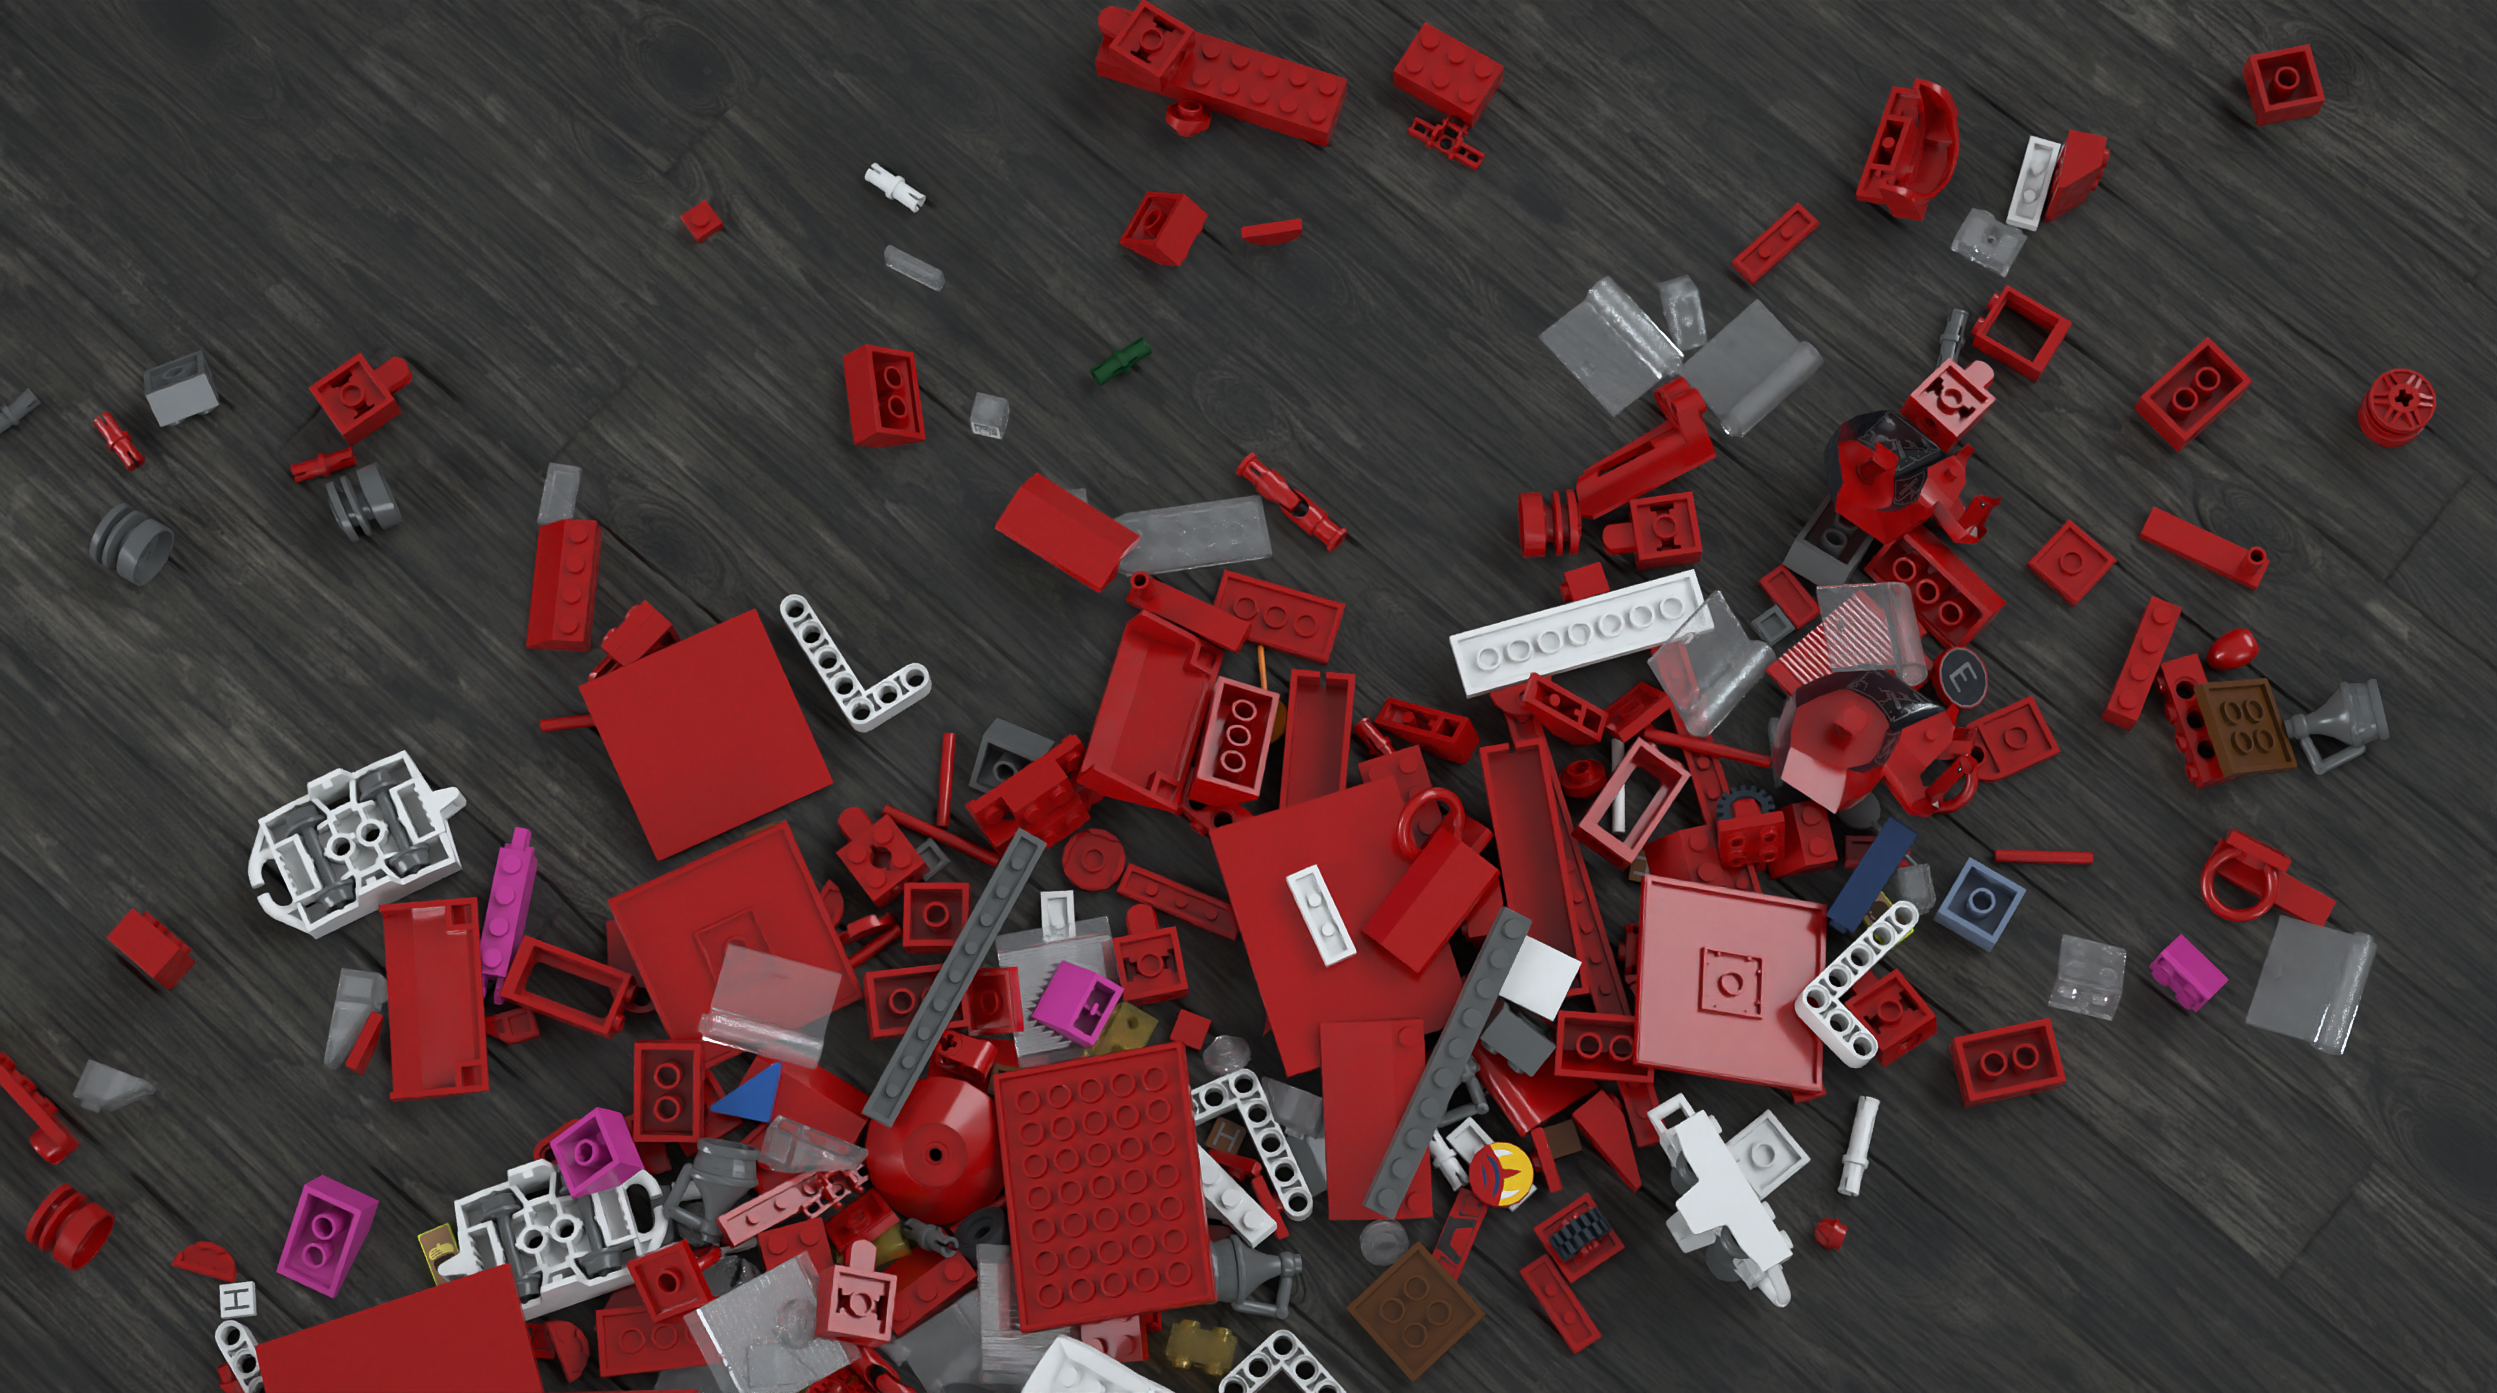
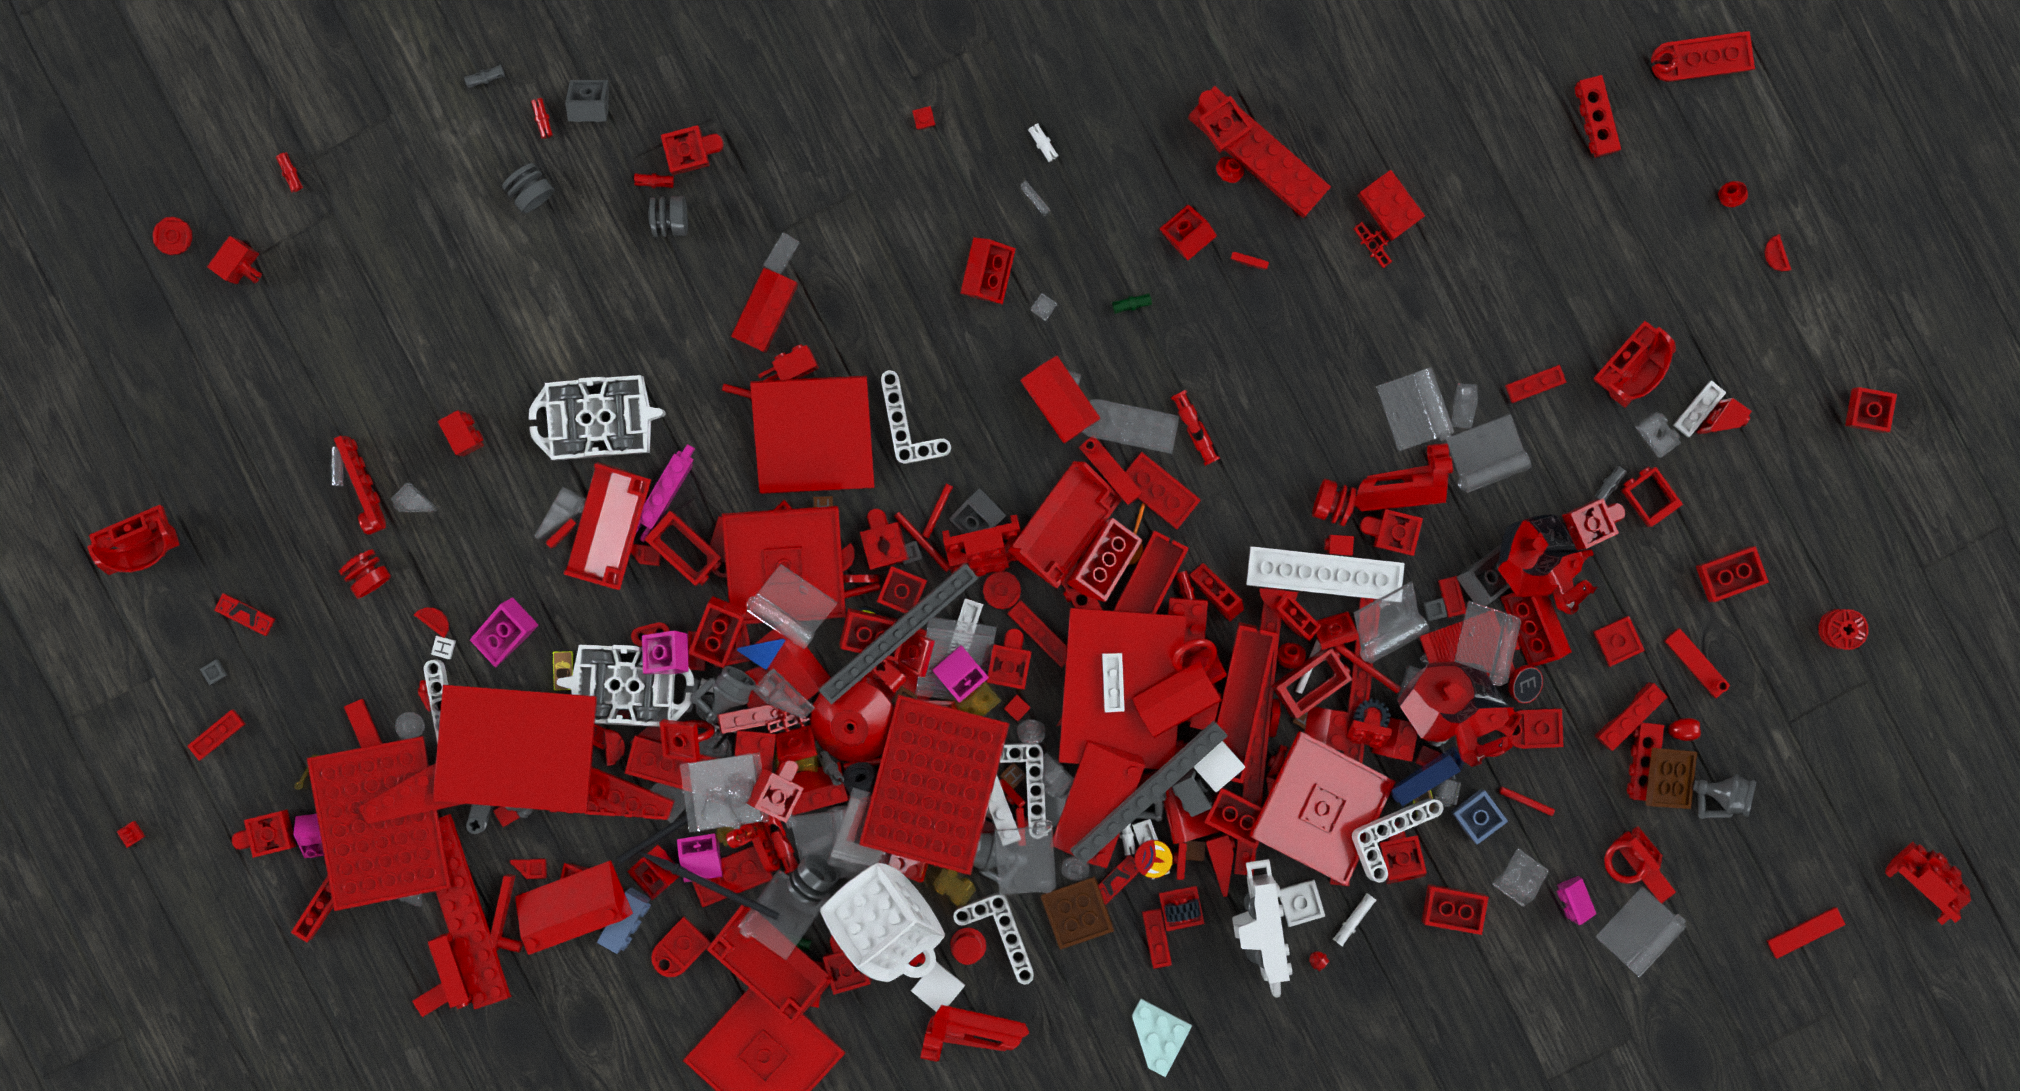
camera: 20 degrees right, 15 degrees up
(1304, 1250) = (1029, 860): none -> clear door
(1598, 883) = (1275, 715): none -> red tile

